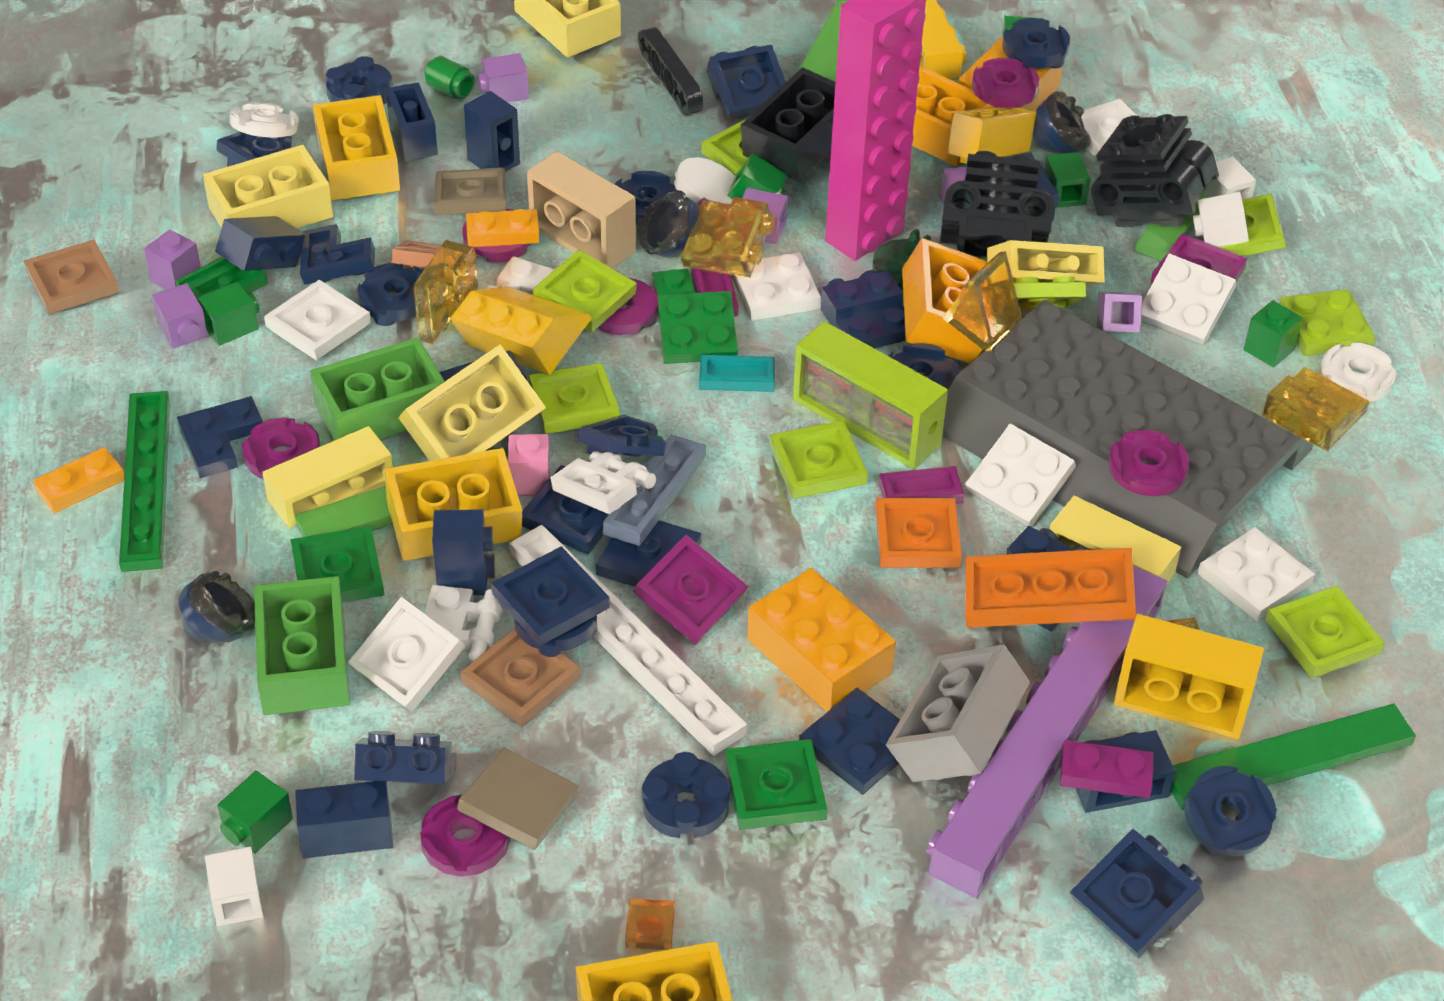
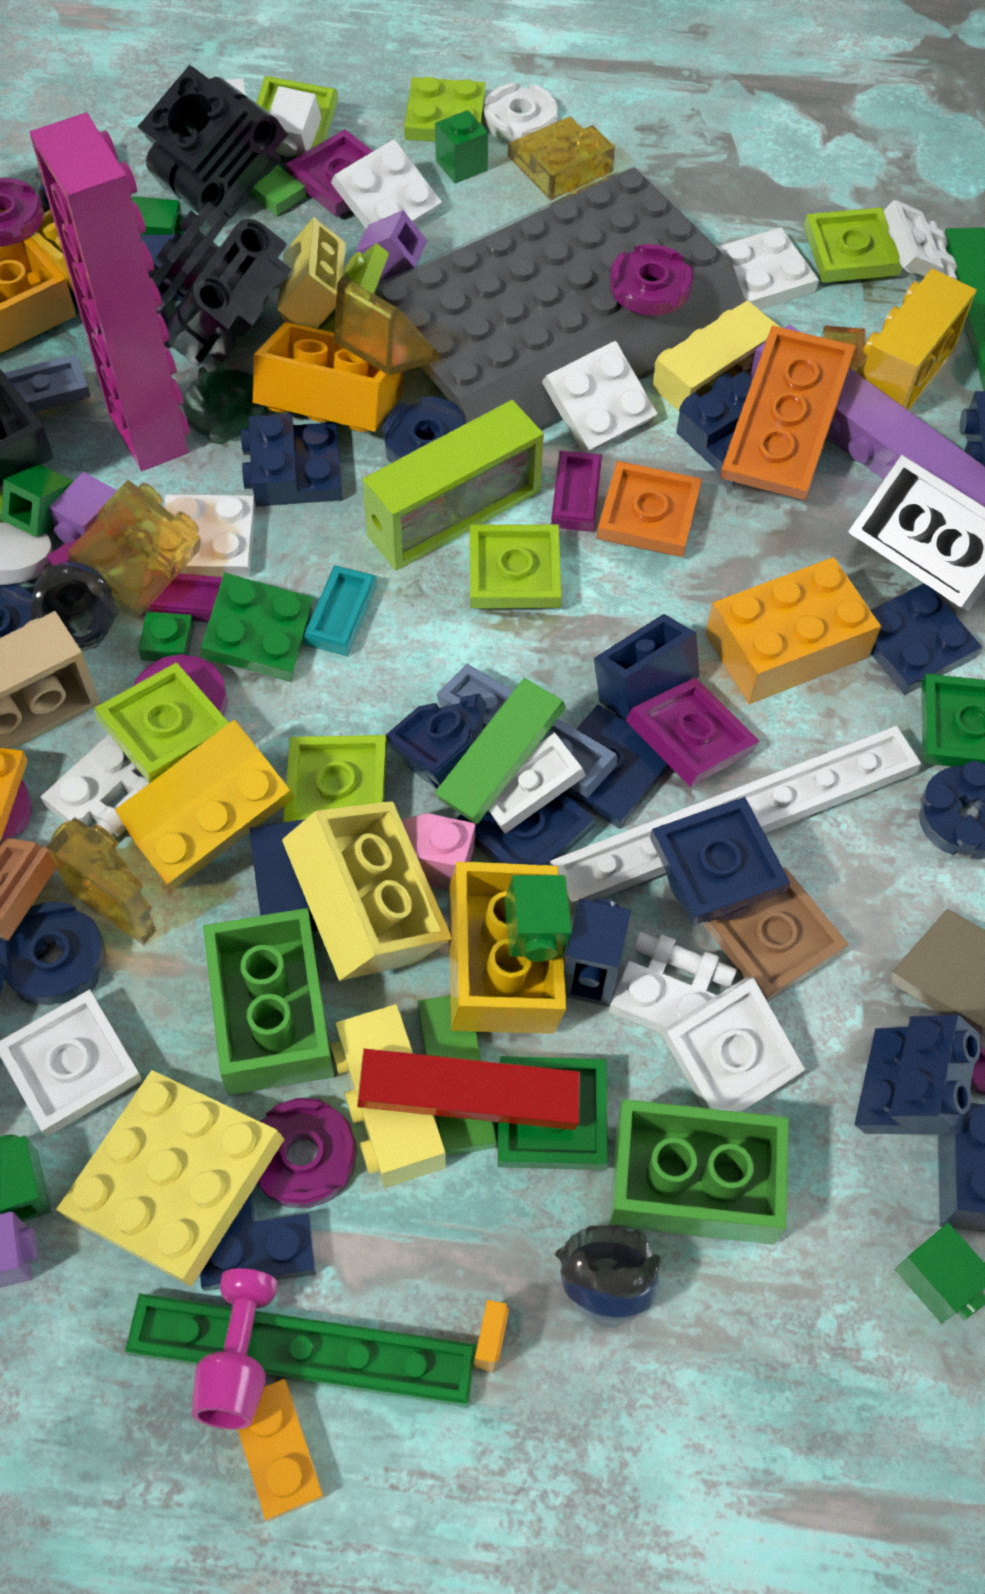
camera: 75 degrees left, 15 degrees up
(108, 431) = (229, 1381): none -> dark pink piece
(164, 561) = (491, 1336): none -> light orange tile
(245, 381) = (171, 1176): none -> light yellow plate
(332, 502) = (469, 1089): none -> red tile
(462, 487) = (537, 916): none -> green brick
(609, 455) = (500, 750): none -> bright green tile
(741, 544) = (646, 664): none -> dark blue brick
(1342, 664) = (918, 241): none -> white plate

